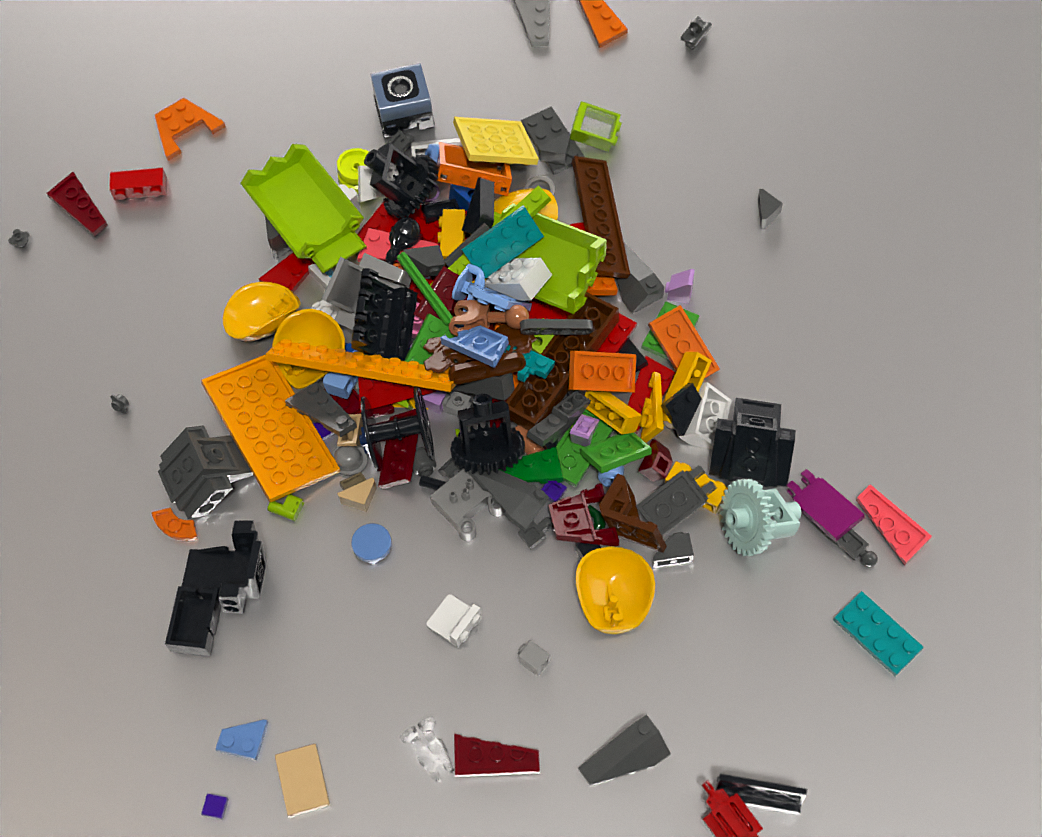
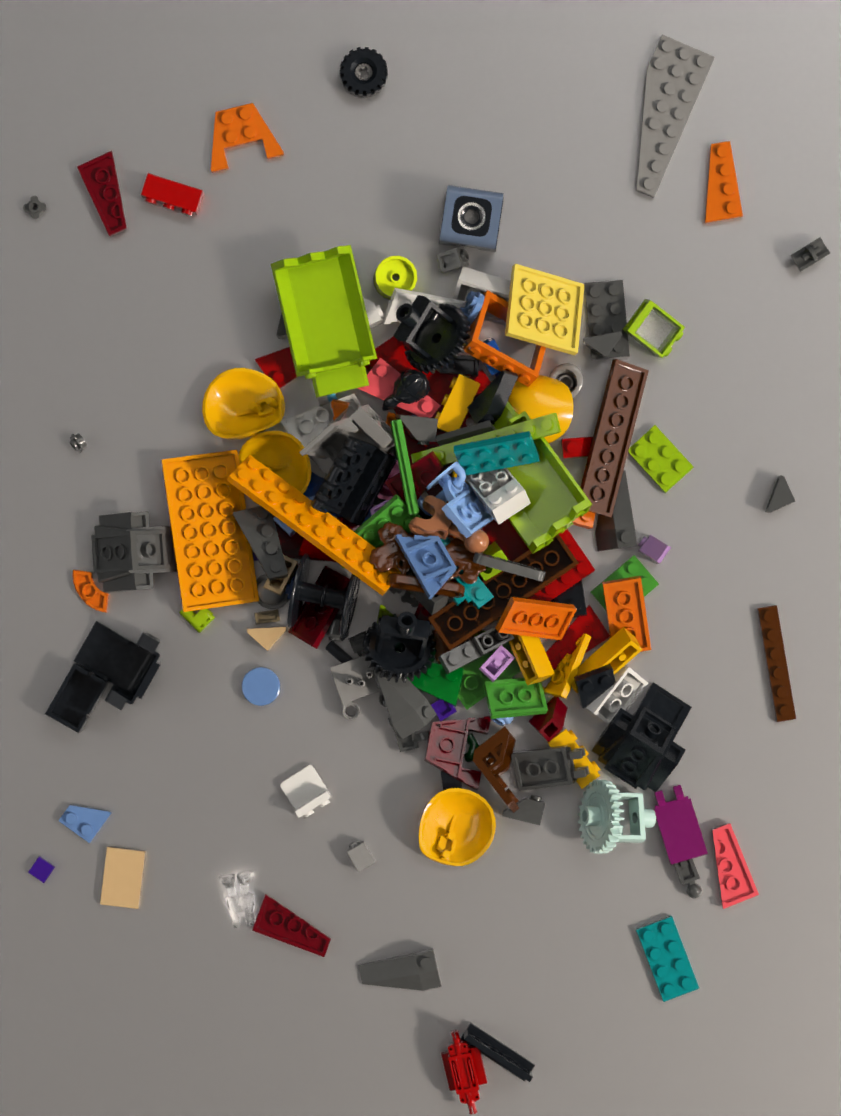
camera: 20 degrees right, 25 degrees up
(263, 37) = (359, 60): none -> black bush
(650, 222) = (660, 459): none -> lime plate
(837, 339) = (776, 663): none -> reddish brown plate

